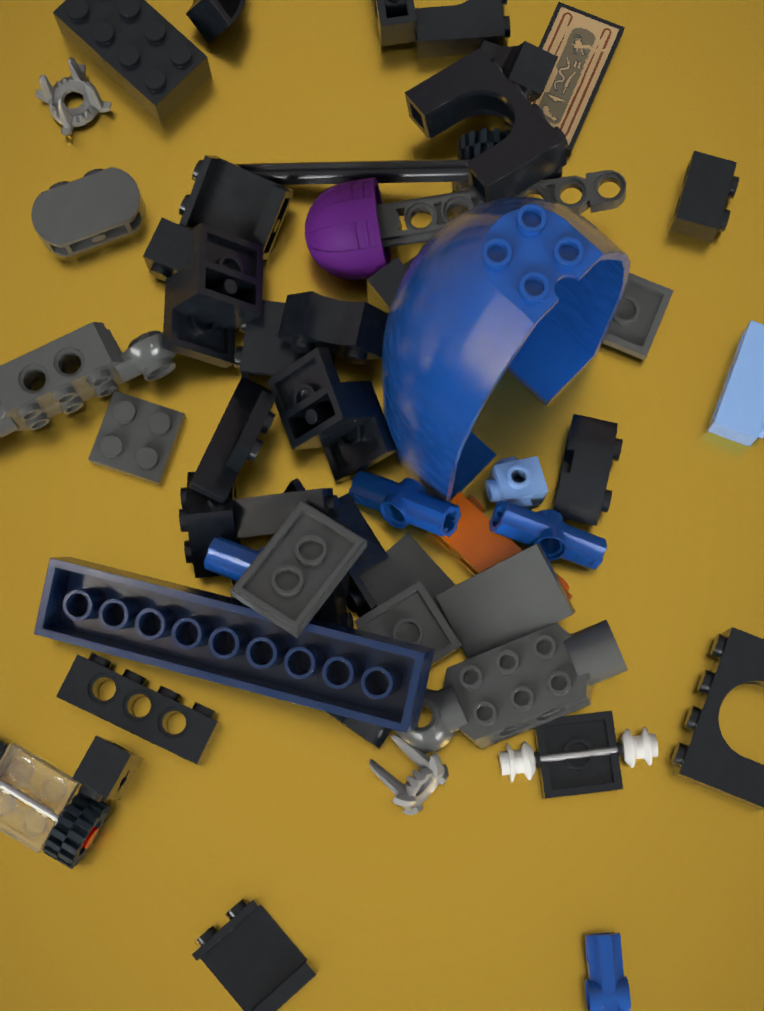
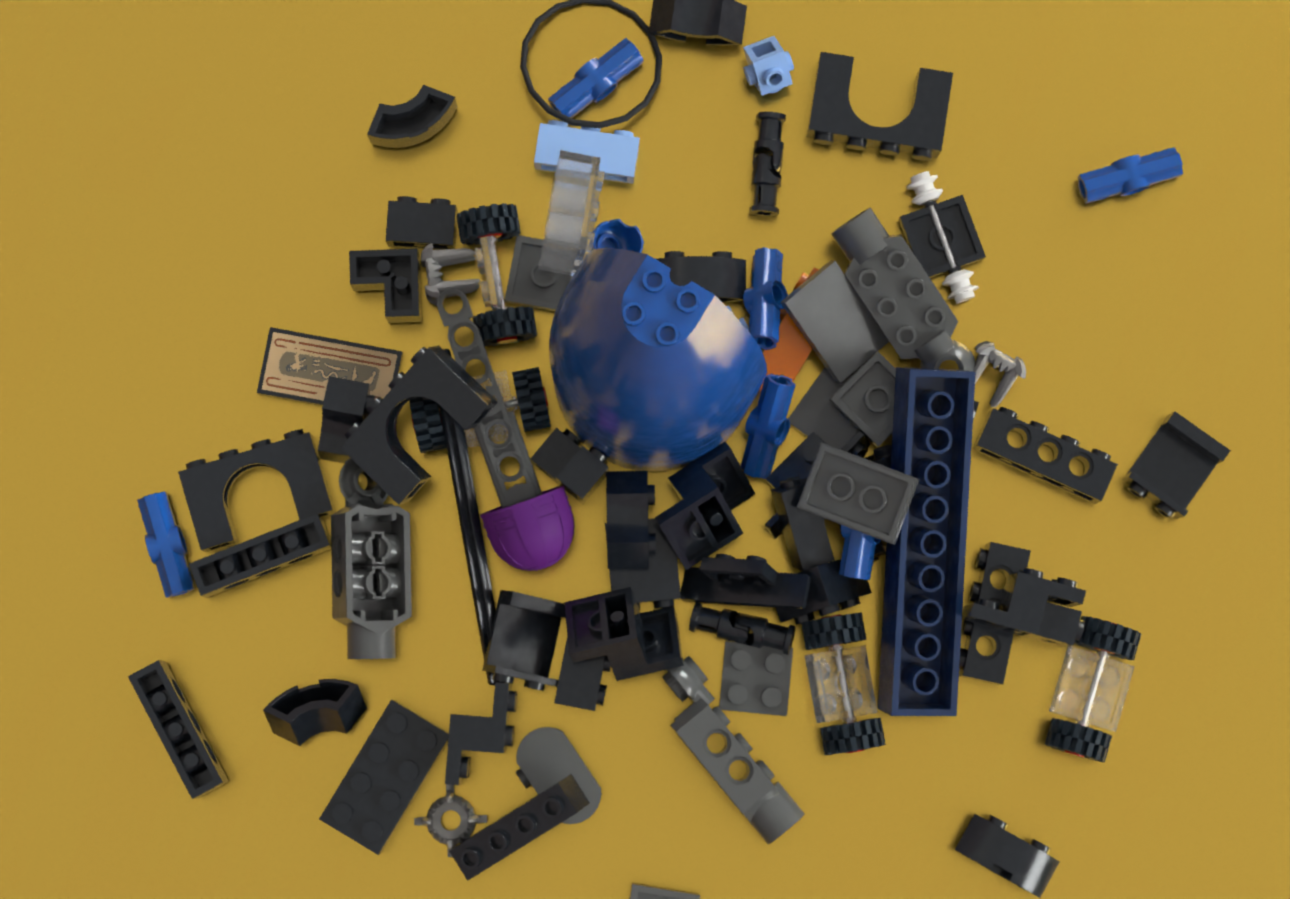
camera: 110 degrees left, 5 degrees up
(41, 153) = (519, 827): none -> black brick
(102, 521) = (842, 684): none -> plate
(132, 732) = (1024, 603): none -> black bracket
(148, 135) = (480, 734): none -> black bracket
(192, 431) = (736, 627): none -> black piece
(256, 853) = (1097, 464): none -> black brick
(343, 63) = (369, 566): none -> dark grey brick
(642, 389) = (618, 236): none -> blue hair
(646, 193) = (435, 260): none -> light grey piece
(652, 157) = (395, 273): none -> black brick
(652, 250) = (486, 227): none -> black plate
(685, 340) = (571, 213): none -> clear brick
(723, 581) = (767, 168): none -> black piece

